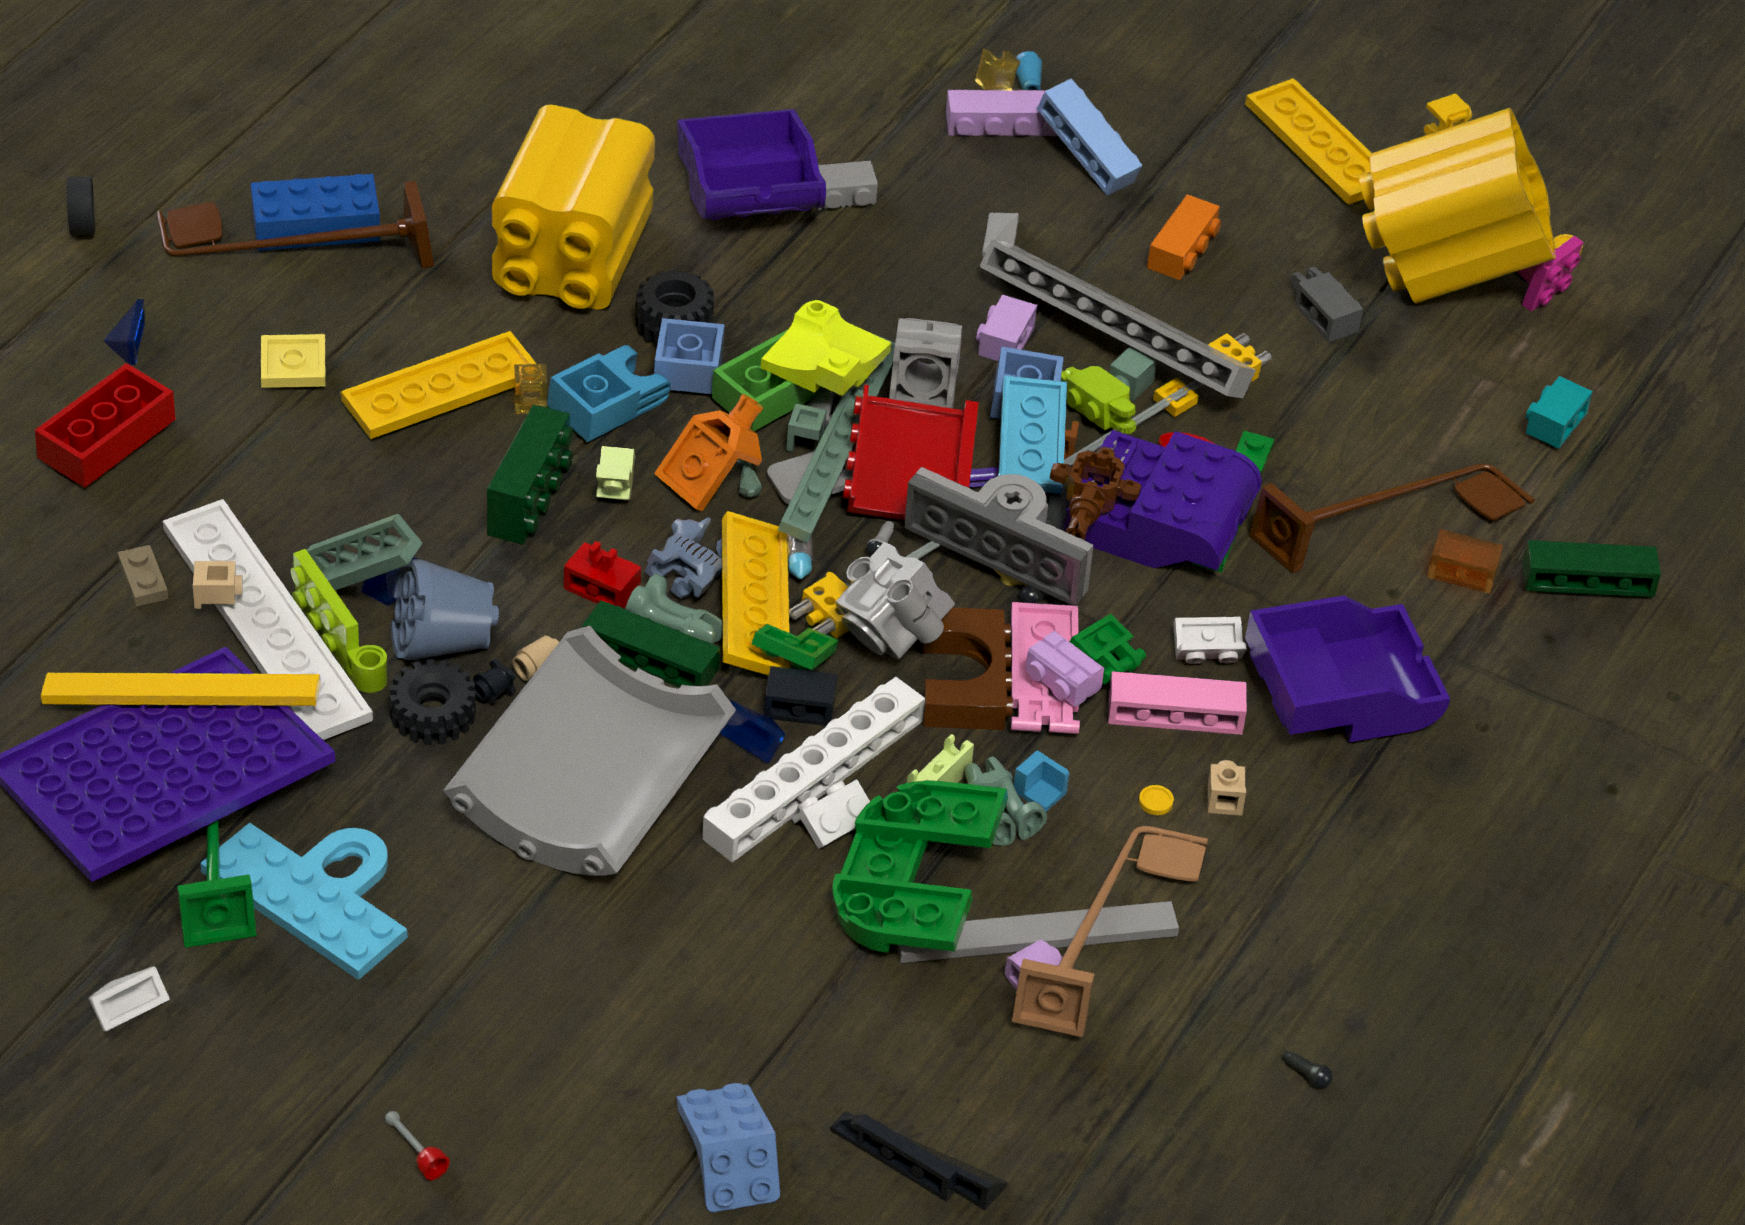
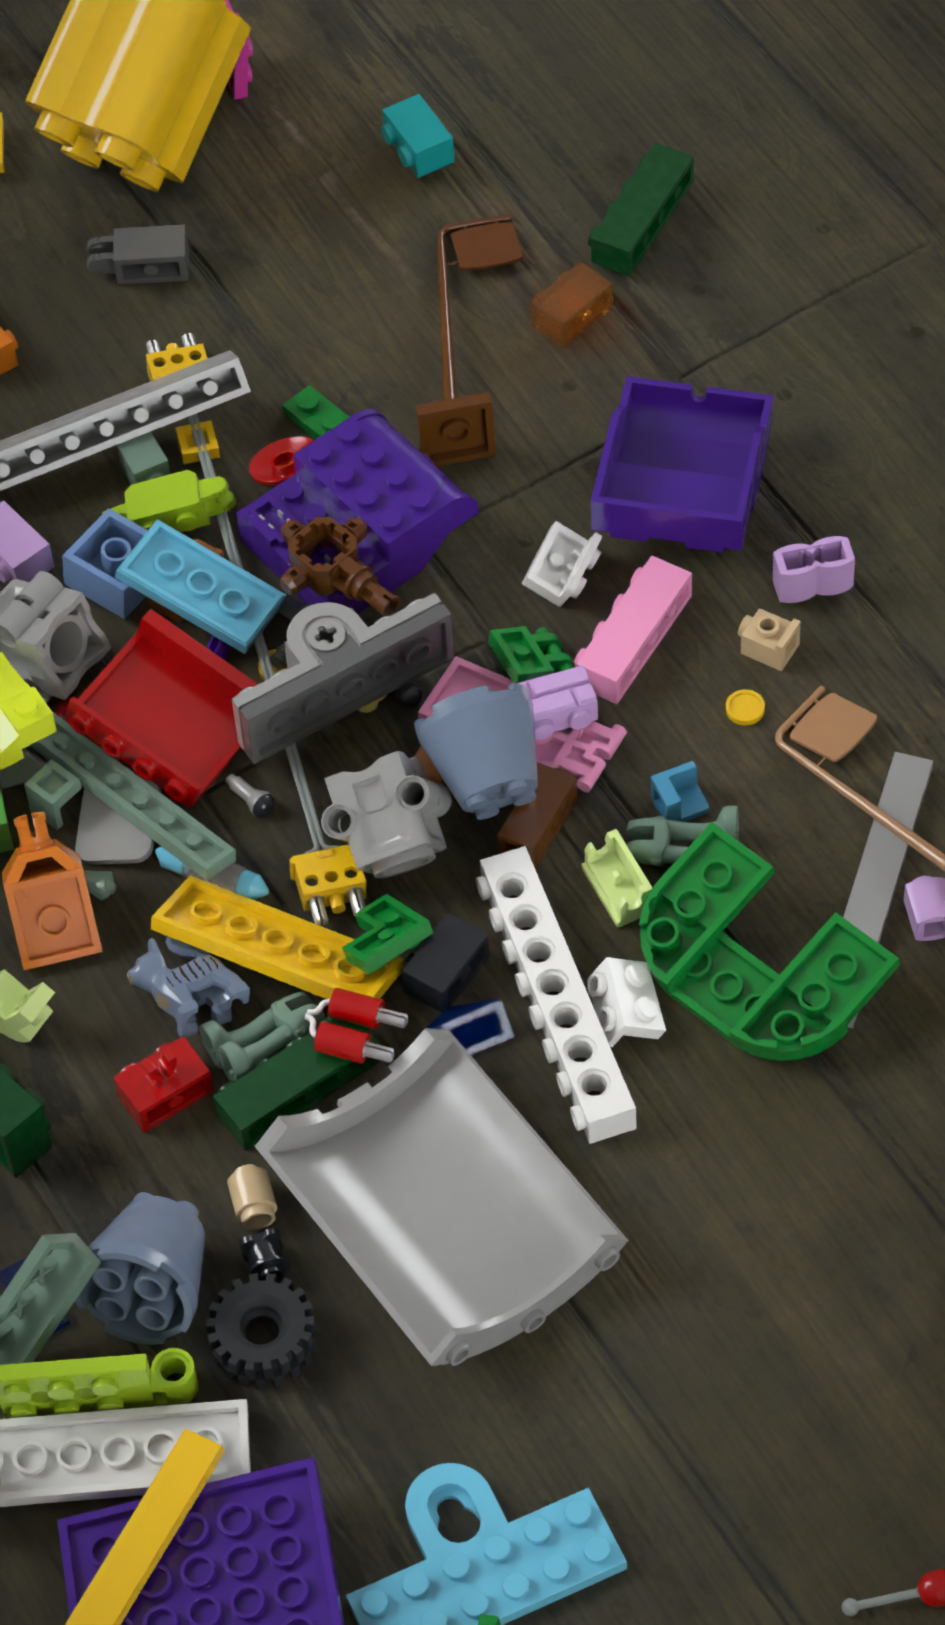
camera: 55 degrees left, 10 degrees up
(684, 652) = (347, 1042): none -> red piece
(978, 626) = (484, 747): none -> sand blue cone
(1306, 788) = (813, 569): none -> lavender brick

